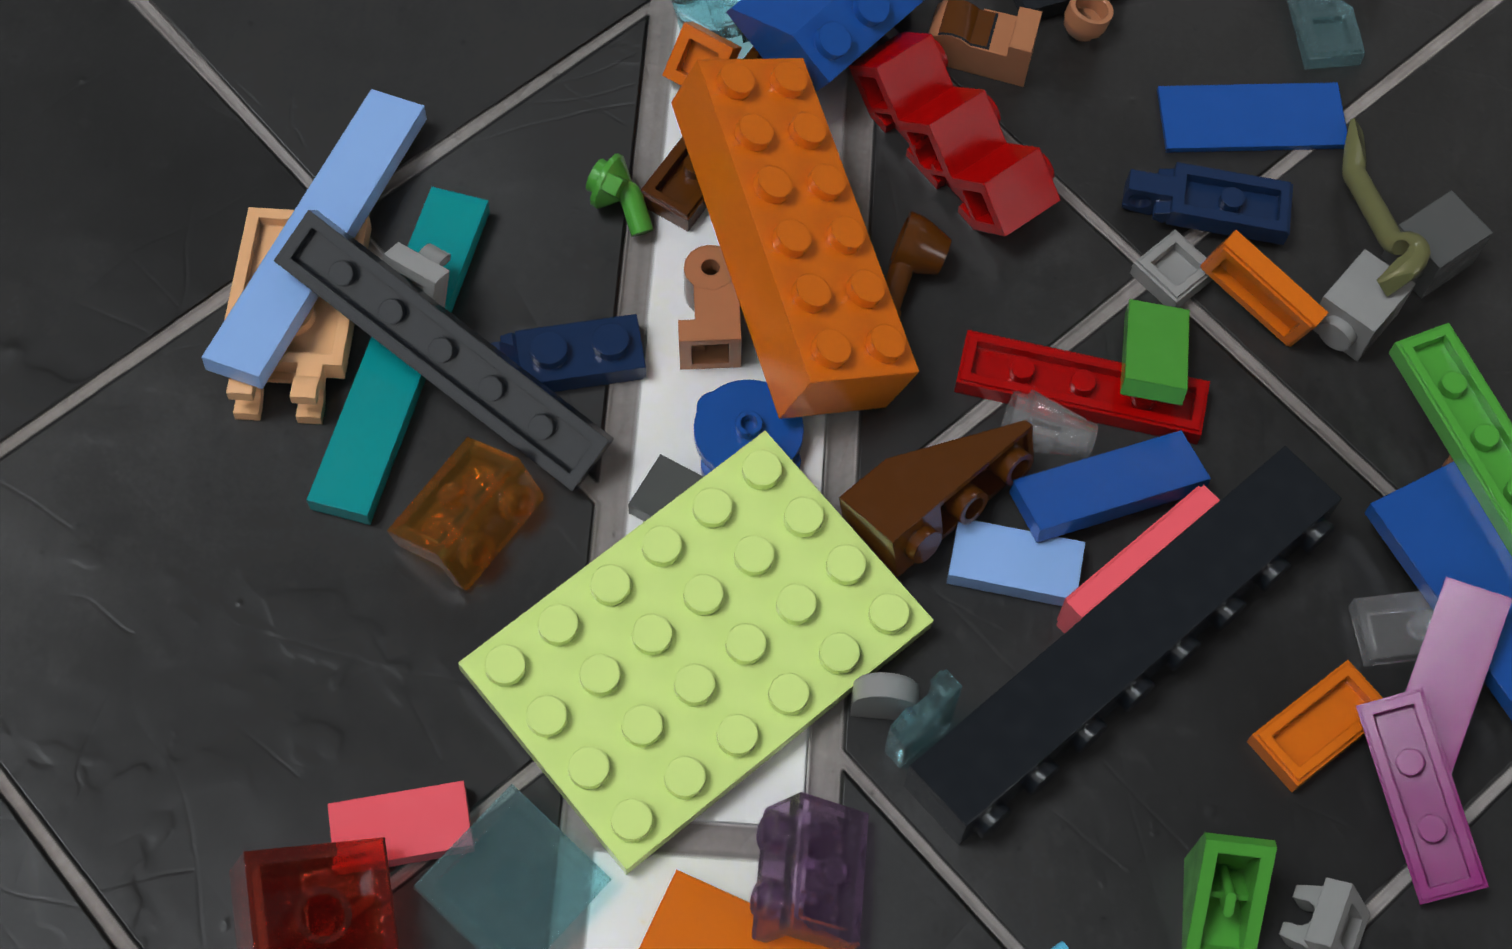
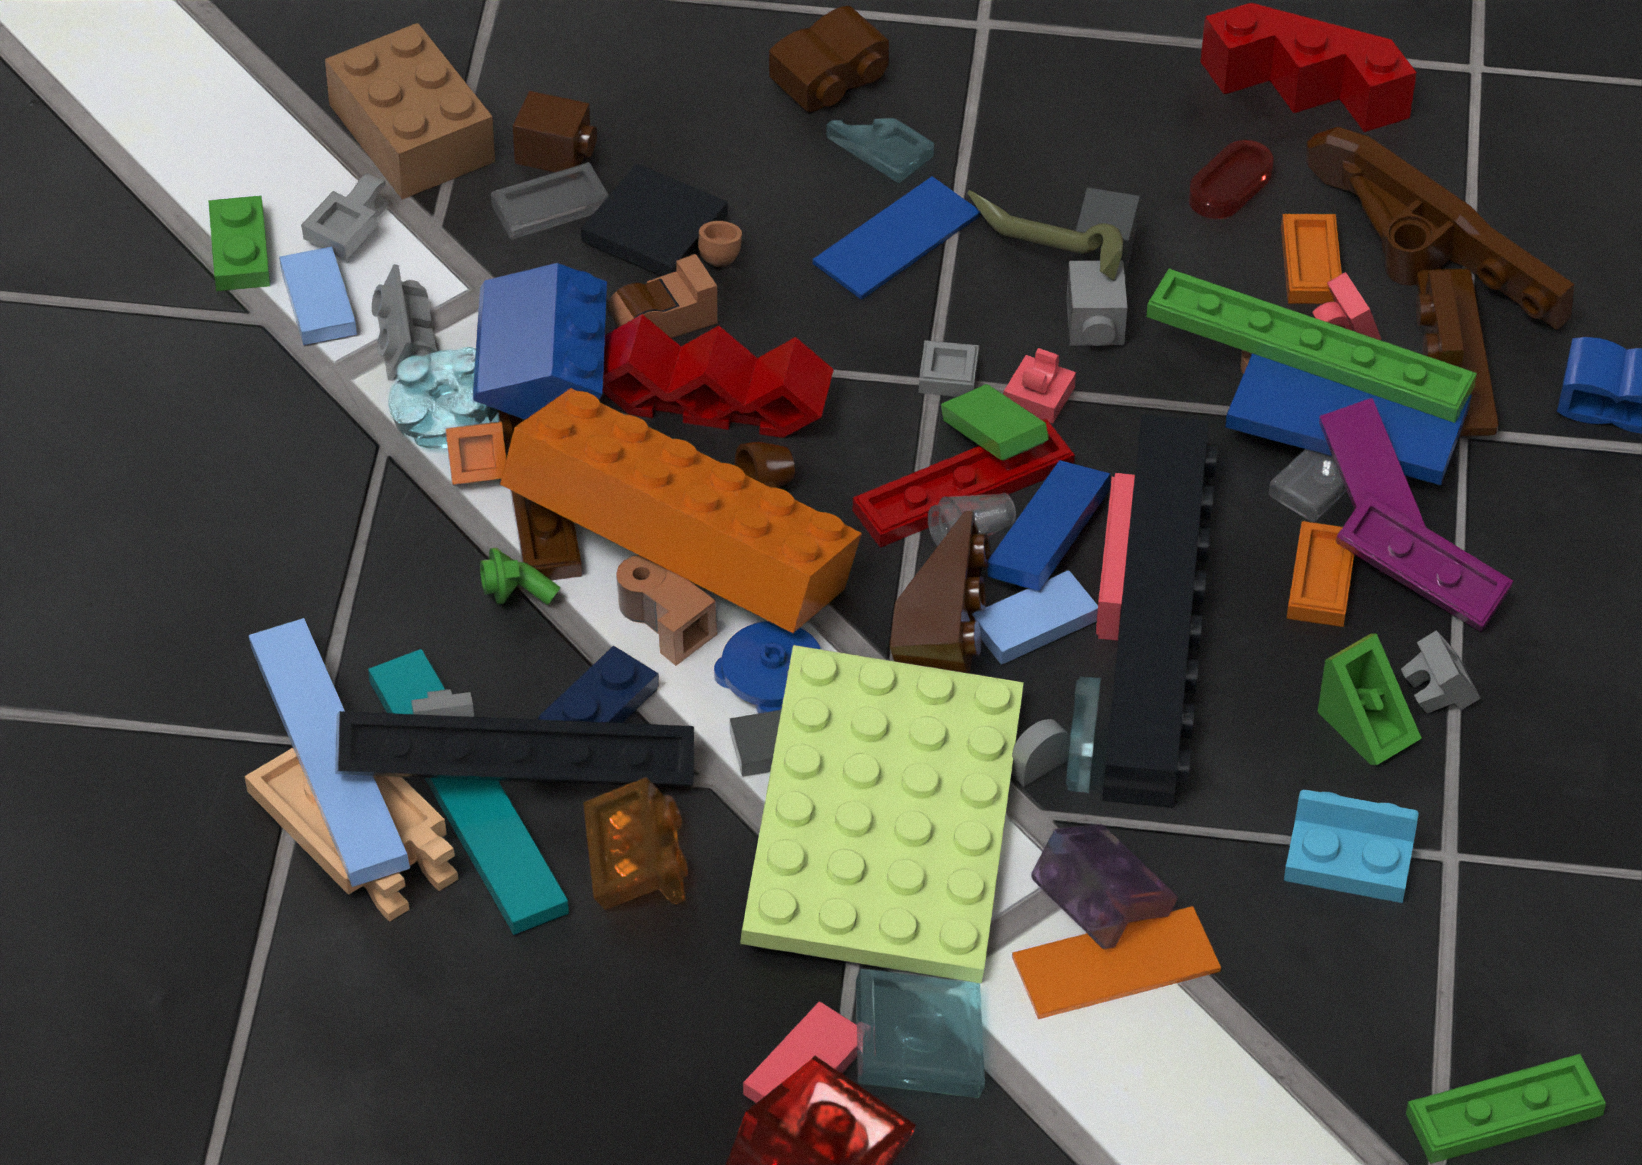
camera: 40 degrees left, 15 degrees down
(1213, 201) = (931, 305): dark blue hinge -> none
(1235, 347) = (1041, 385): none -> coral tile
(1263, 289) = (1021, 330): orange tile -> none

